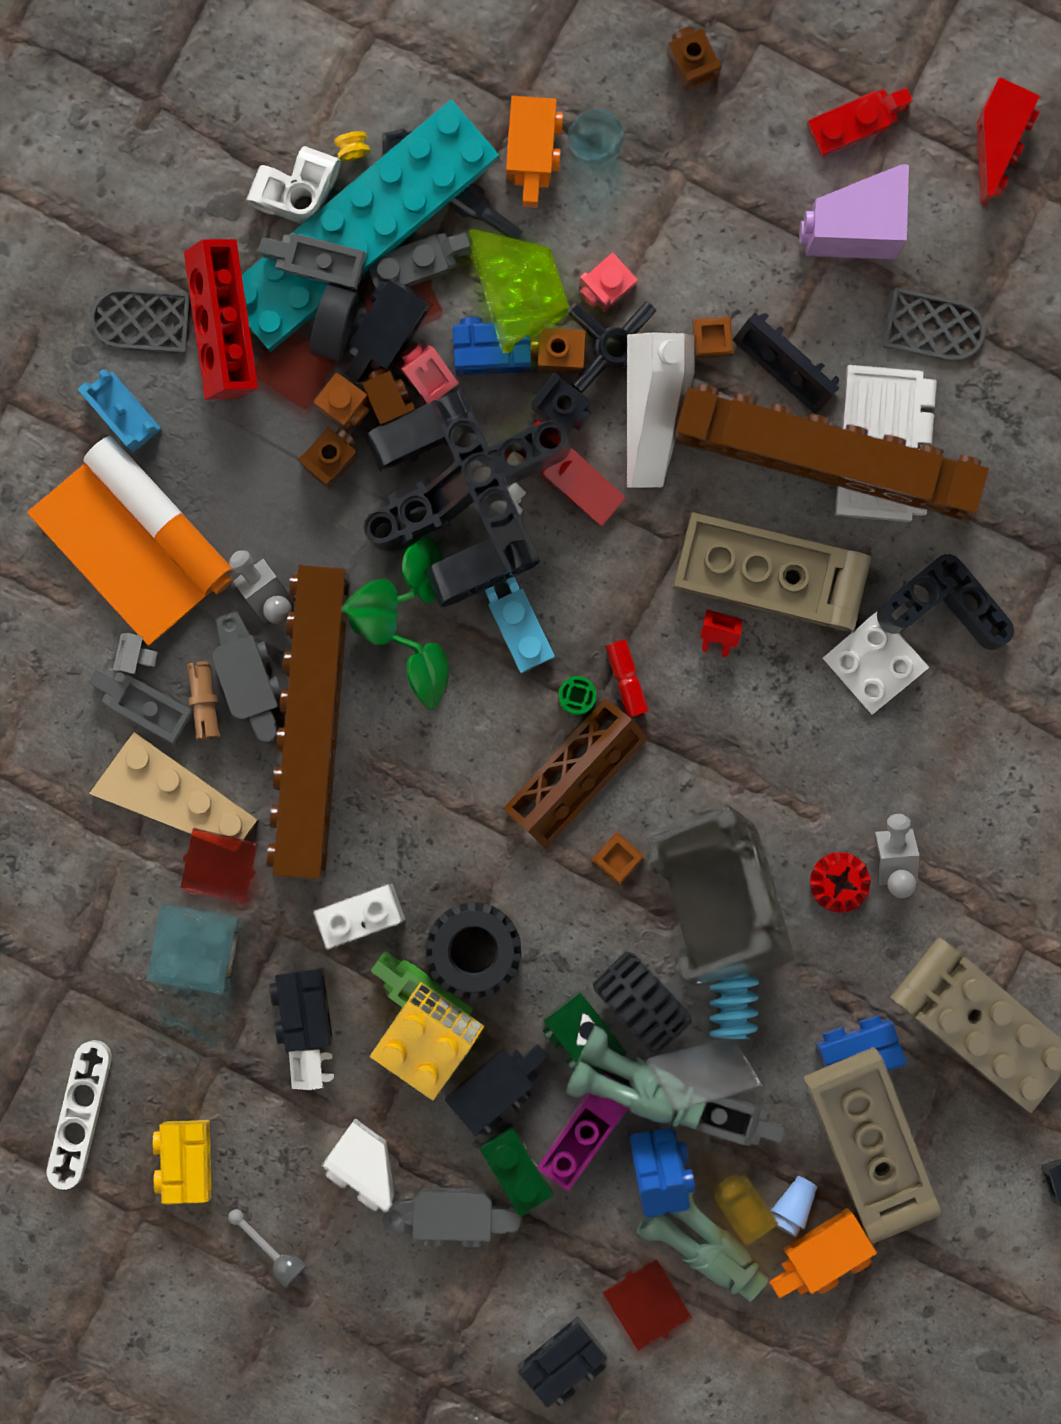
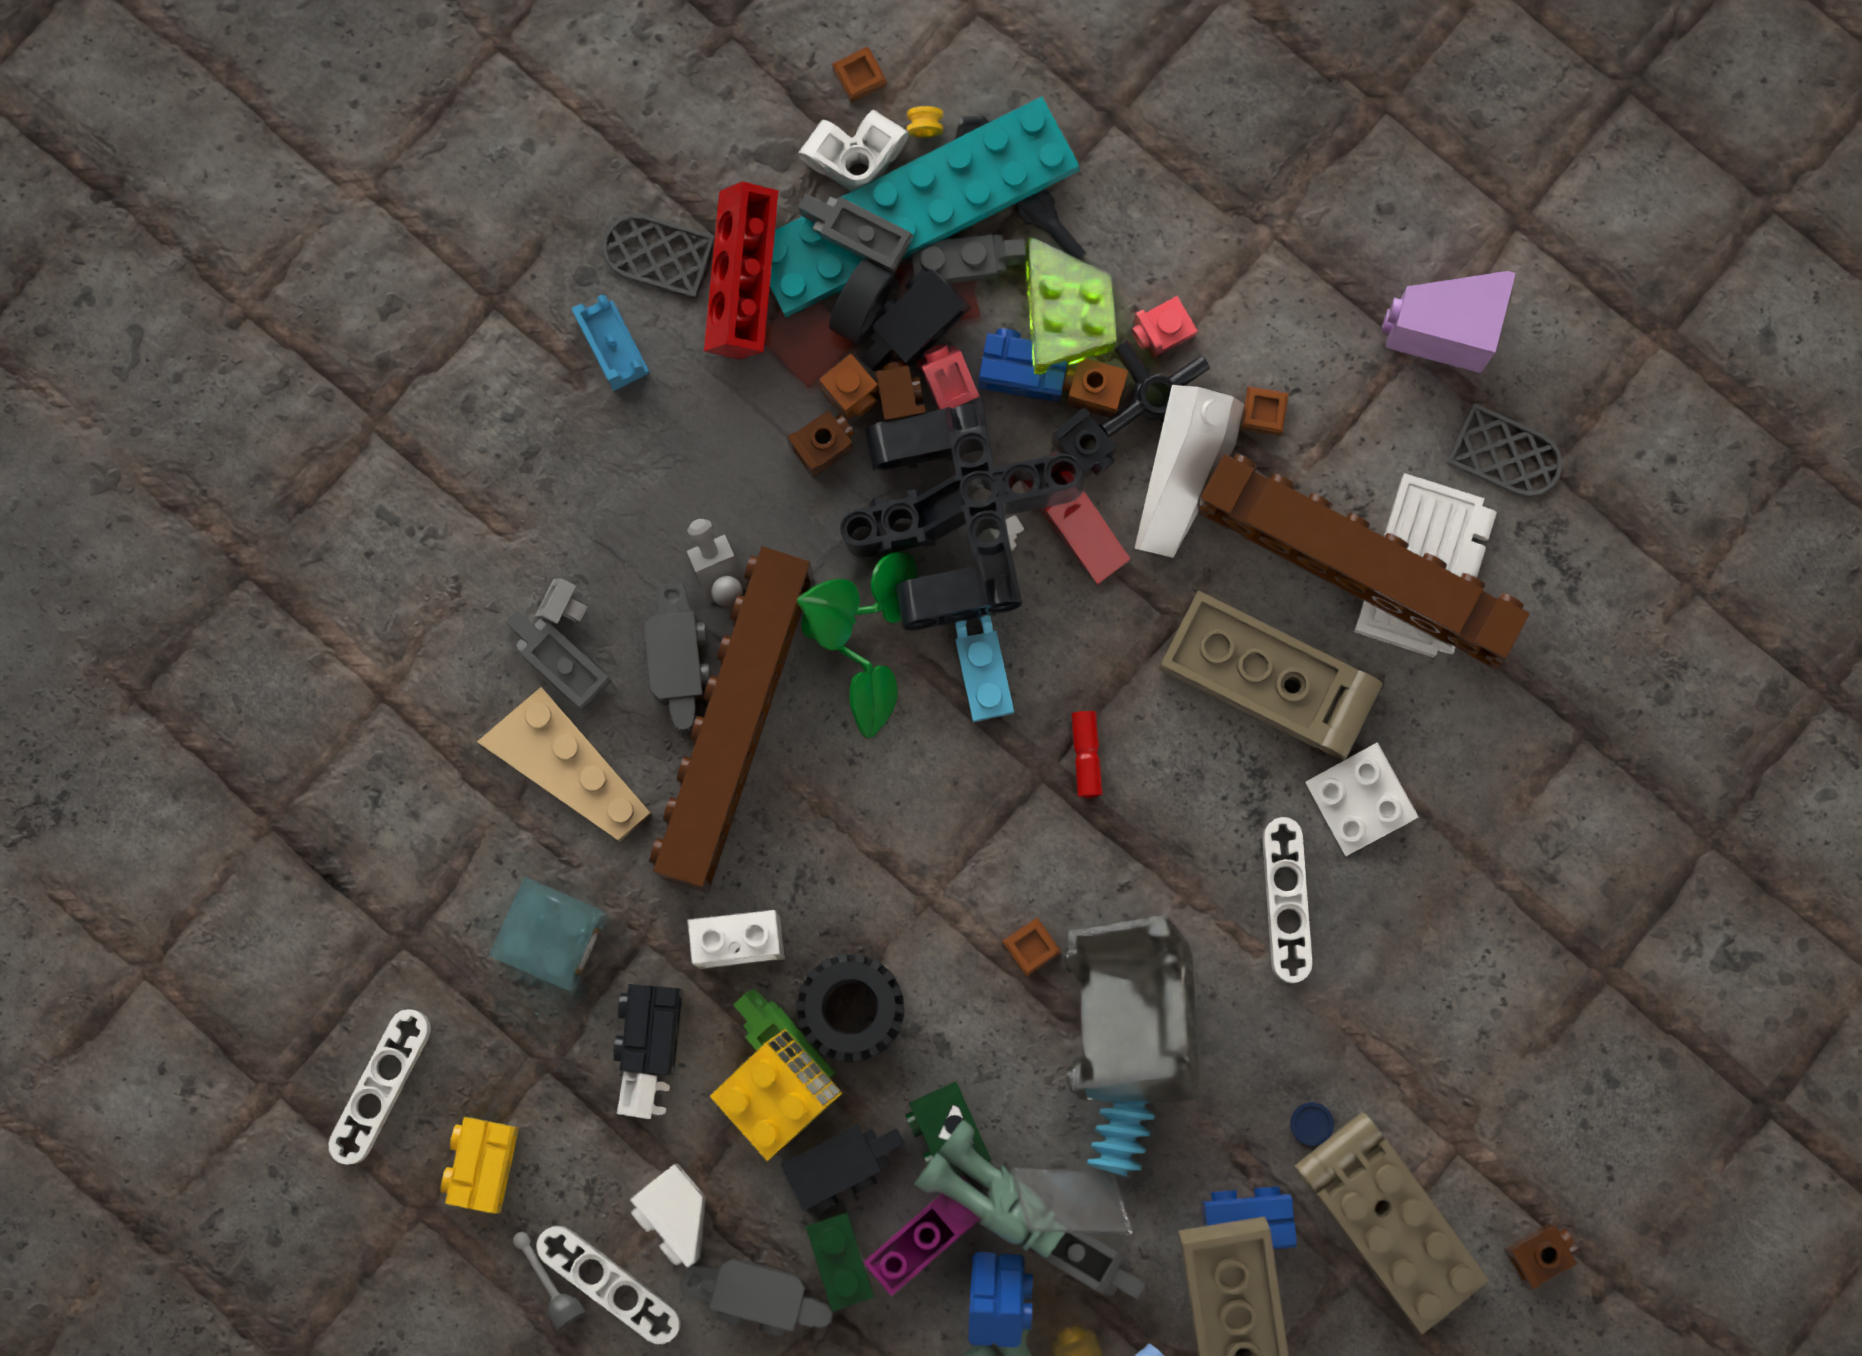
camera: 20 degrees right, 5 degrees down
(131, 541) = (588, 483): orange door -> none
(203, 700) = (623, 670): medium nougat pin -> none
(219, 865) = (597, 852): clear red piece -> none
(283, 116) = (859, 74): none -> dark orange tile
(318, 1242) = (604, 1290): none -> white beam
(531, 145) = (1116, 164): orange hinge -> none
(572, 698) = (1025, 765): green wheel -> none
(580, 776) = (1012, 847): reddish brown fence -> none
(596, 137) = (1187, 171): clear light blue hair -> none
(642, 1002) = (1021, 1107): black tyre -> none
(693, 70) = (1310, 125): reddish brown brick -> none
(720, 629) = (1201, 724): red tile -> none
(786, 362) = (1337, 455): black plate -> none
(823, 888) = (1248, 1031): red gear -> none
(835, 764) = (1292, 900): none -> white beam
(857, 120) = (1472, 216): red hinge -> none
(894, 953) = (1311, 1123): none -> dark blue piece
(898, 856) = (1339, 1016): light grey piece -> none
(942, 589) = (1452, 736): black beam -> none
(999, 129) = (1623, 260): red slope -> none

